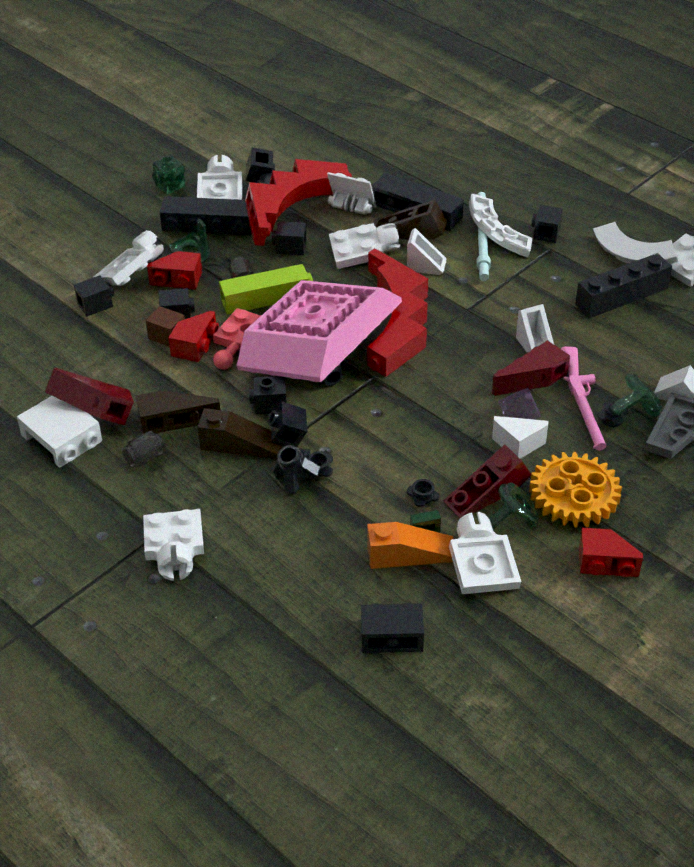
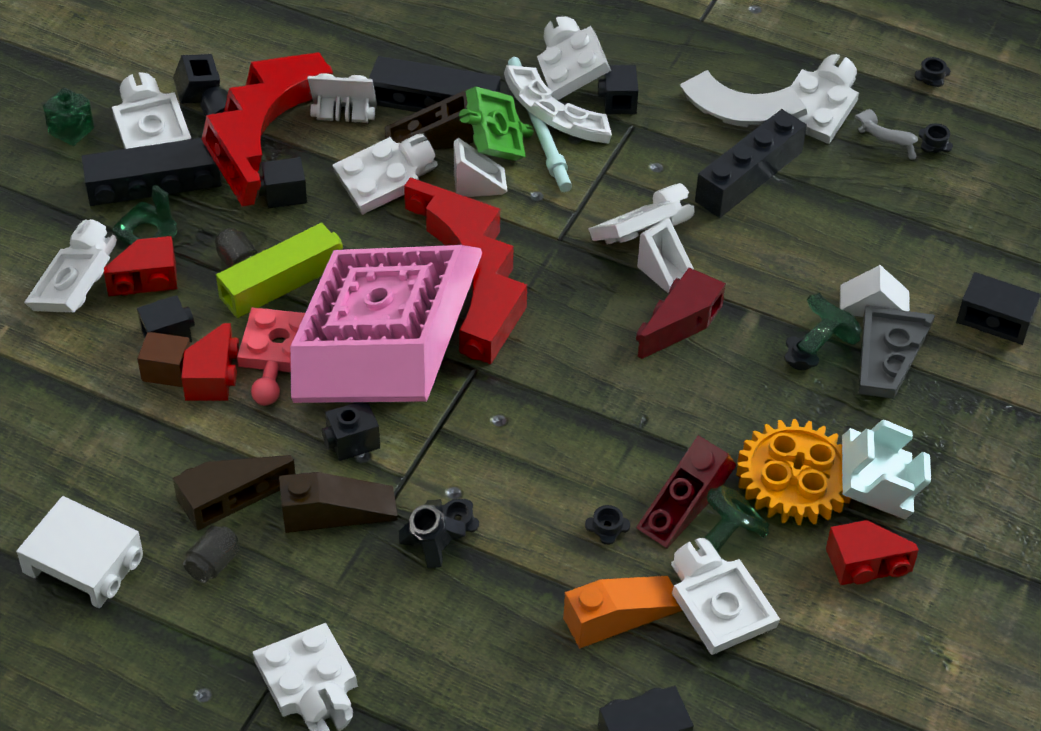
camera: 20 degrees left, 5 degrees up
(91, 395) = (114, 494): dark red slope -> none
(93, 295) = (40, 333): black brick -> none
(288, 424) = (398, 470): black brick -> none
(427, 520) = (632, 565): dark green plate -> none
(446, 225) = (495, 124): none -> bright green plate
(520, 197) = (571, 57): none -> white plate
(520, 405) = (685, 373): clear purple panel -> none
(520, 434) = (698, 411): white slope -> none
(548, 297) = (665, 205): none -> white plate
(576, 387) = (740, 320): bright pink piece -> none
(637, 499) = (881, 471): none -> light aqua panel

